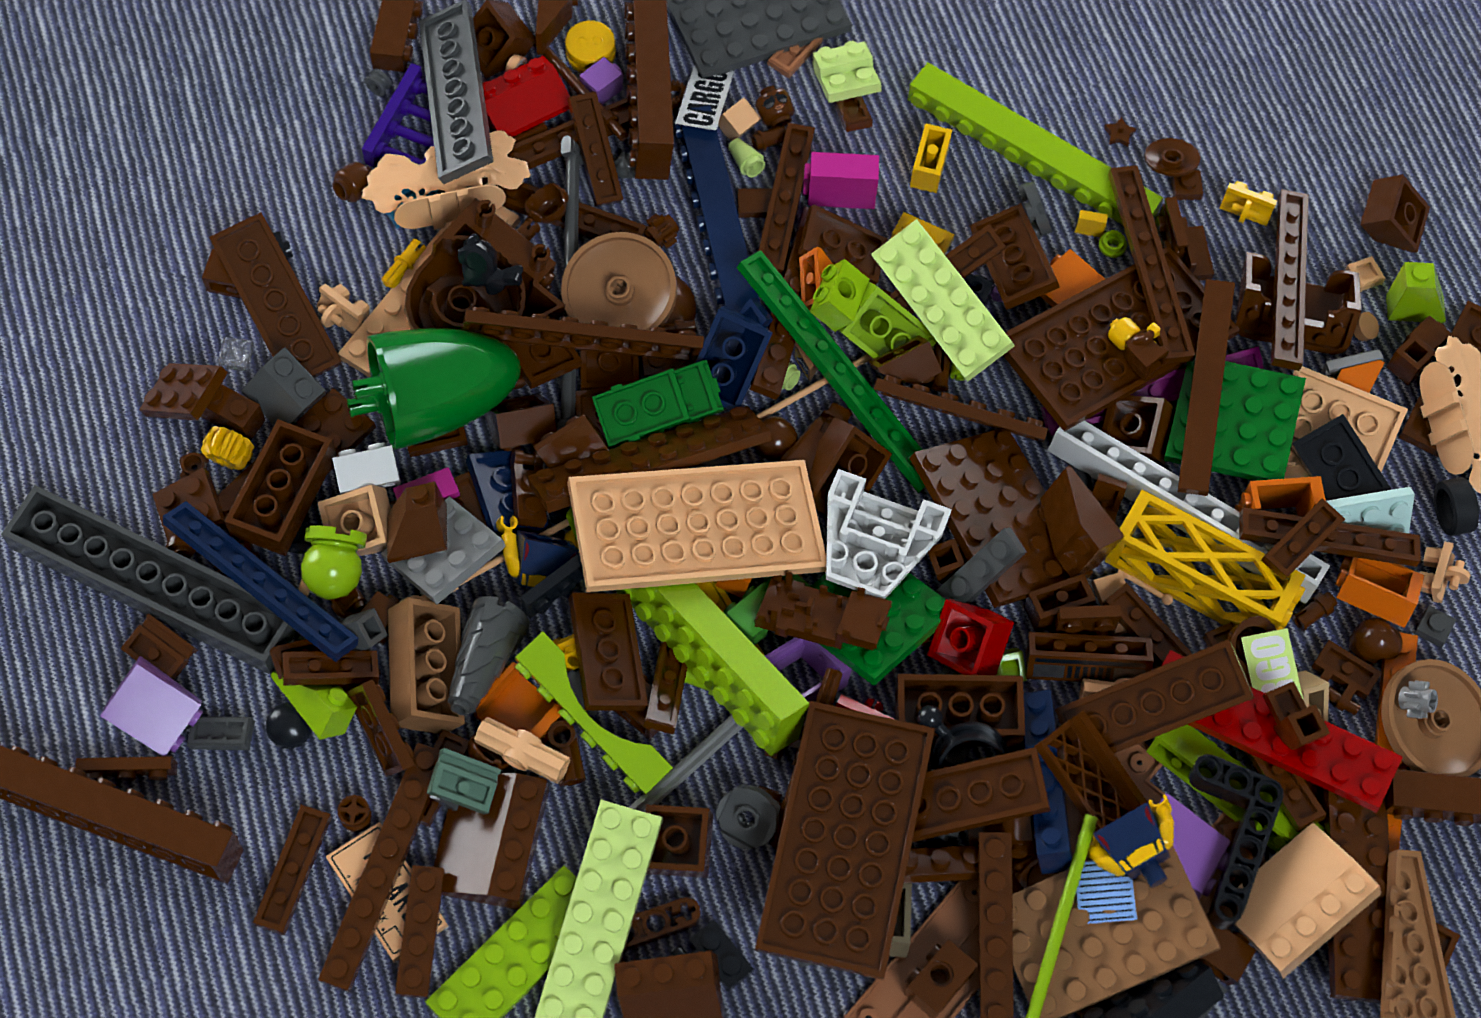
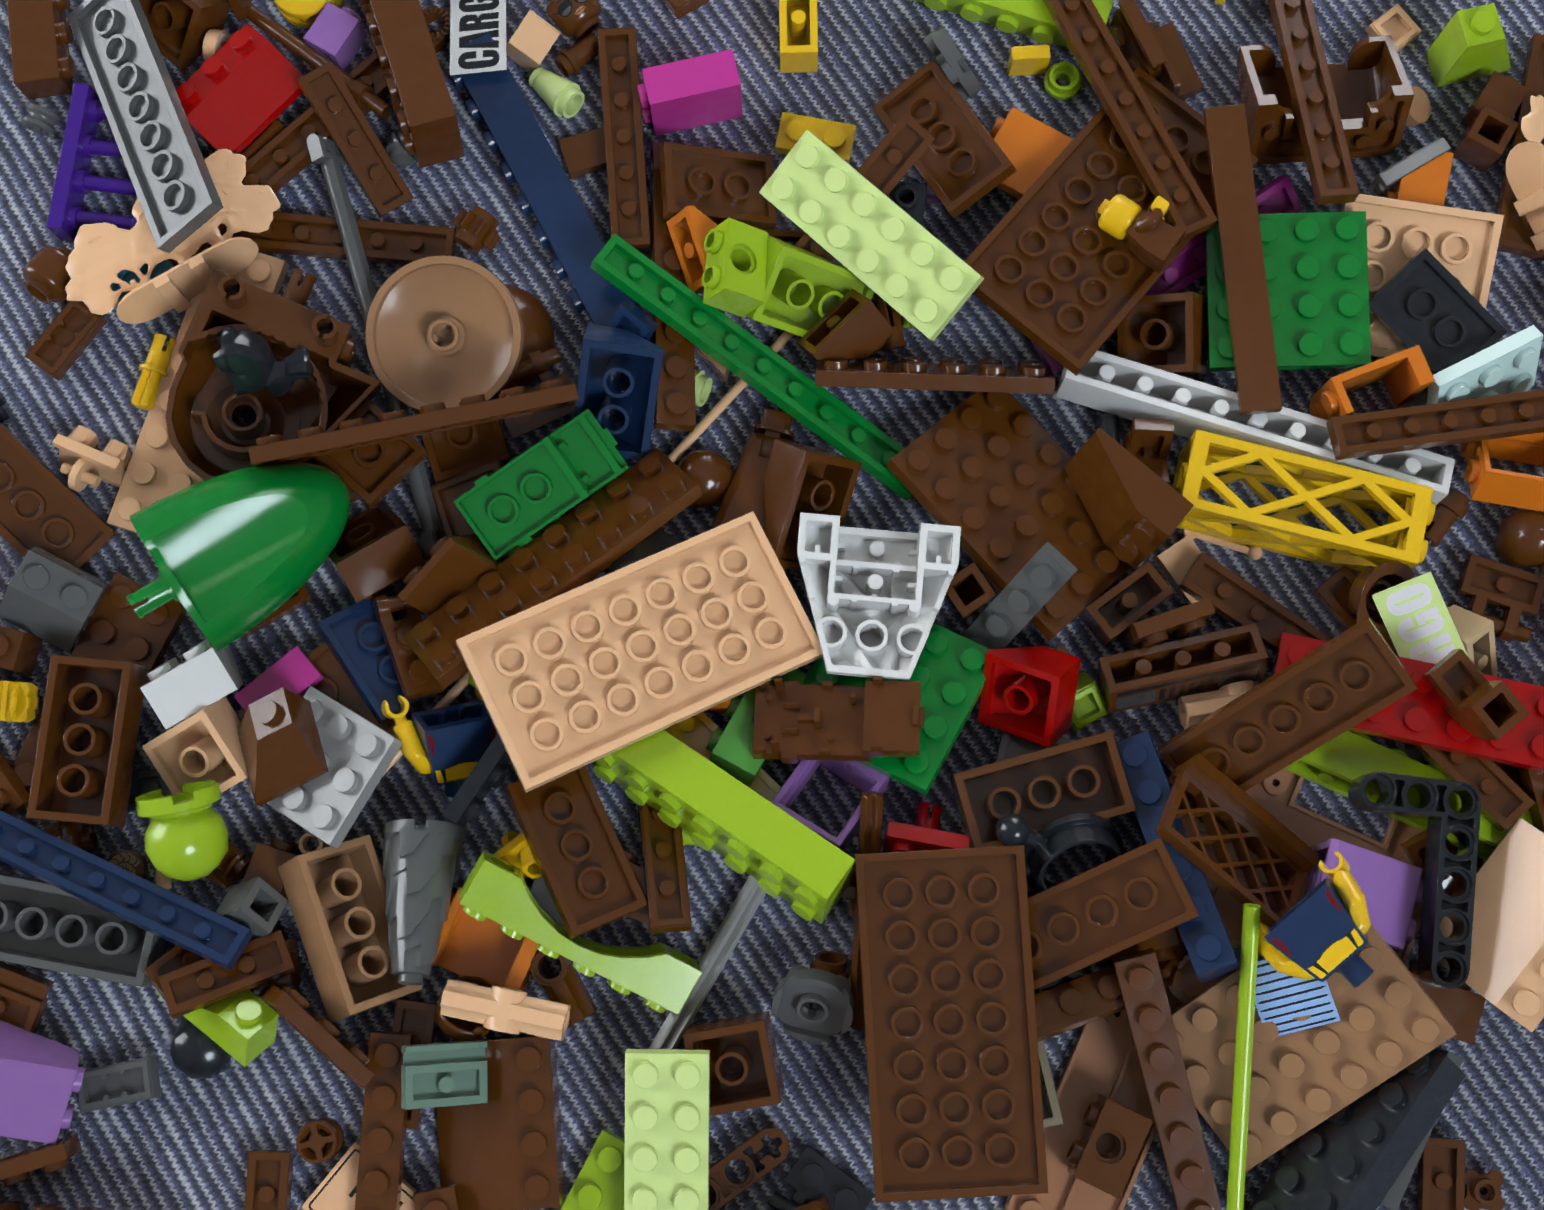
camera: 10 degrees left, 15 degrees up
(348, 226) = (65, 339): none -> reddish brown plate
(547, 204) = (314, 238): reddish brown hair -> none
(1303, 539) = (1421, 443): reddish brown plate -> none

